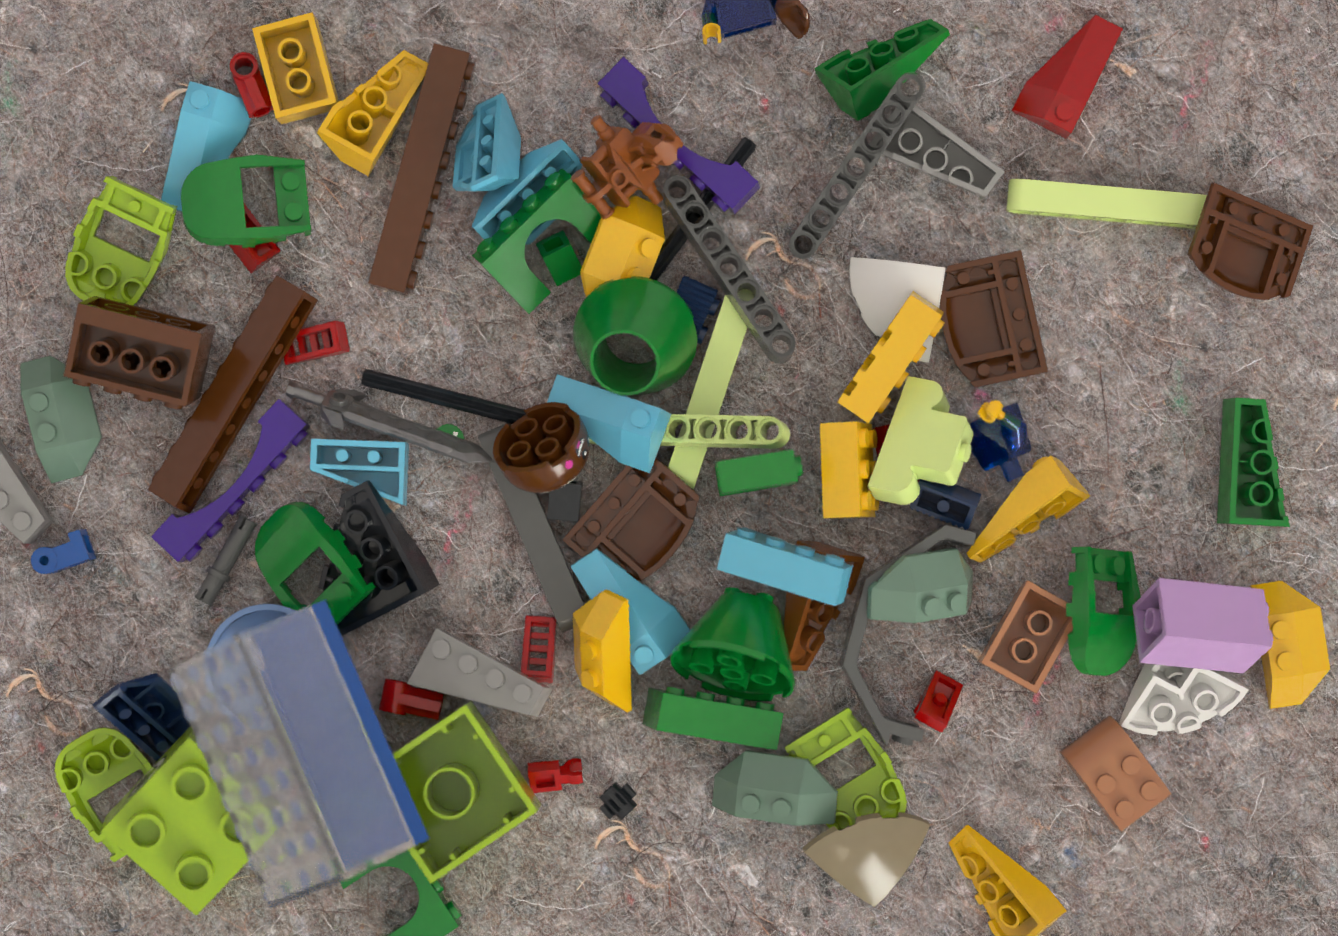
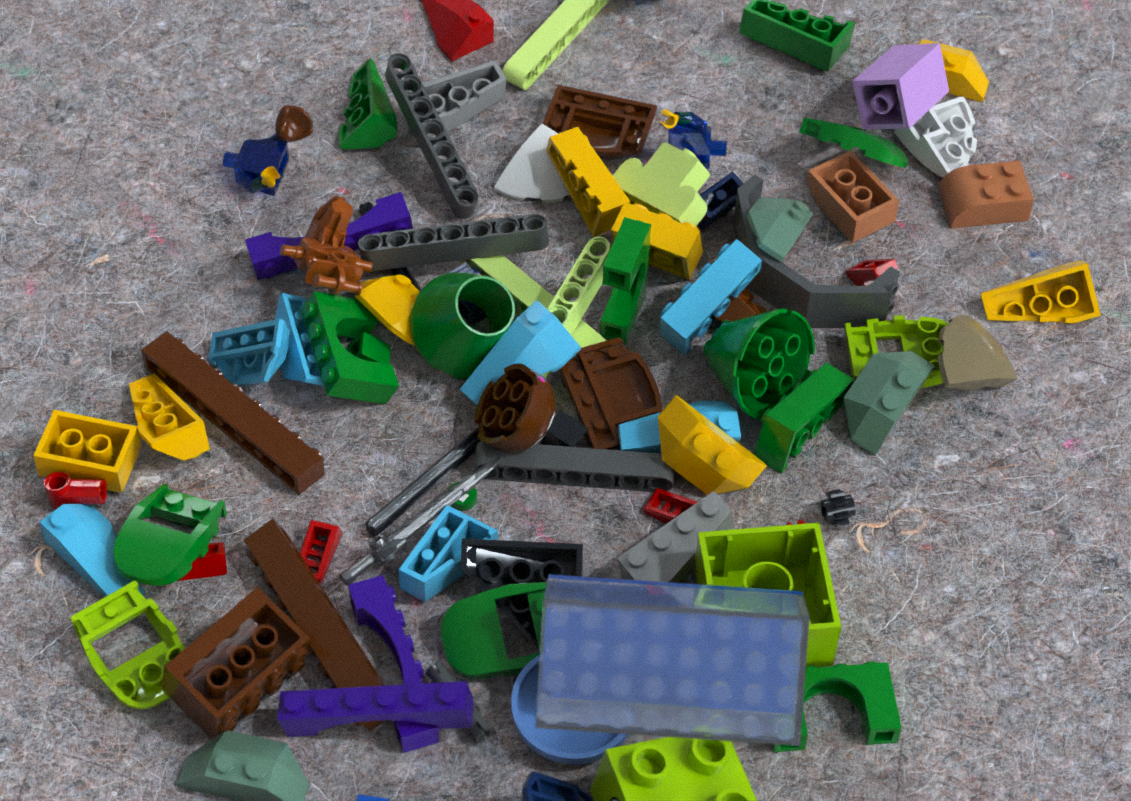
camera: 70 degrees left, 35 degrees down
(143, 459) = (429, 703): none -> dark purple arch
(1040, 493) = (750, 145): yellow wedge -> none

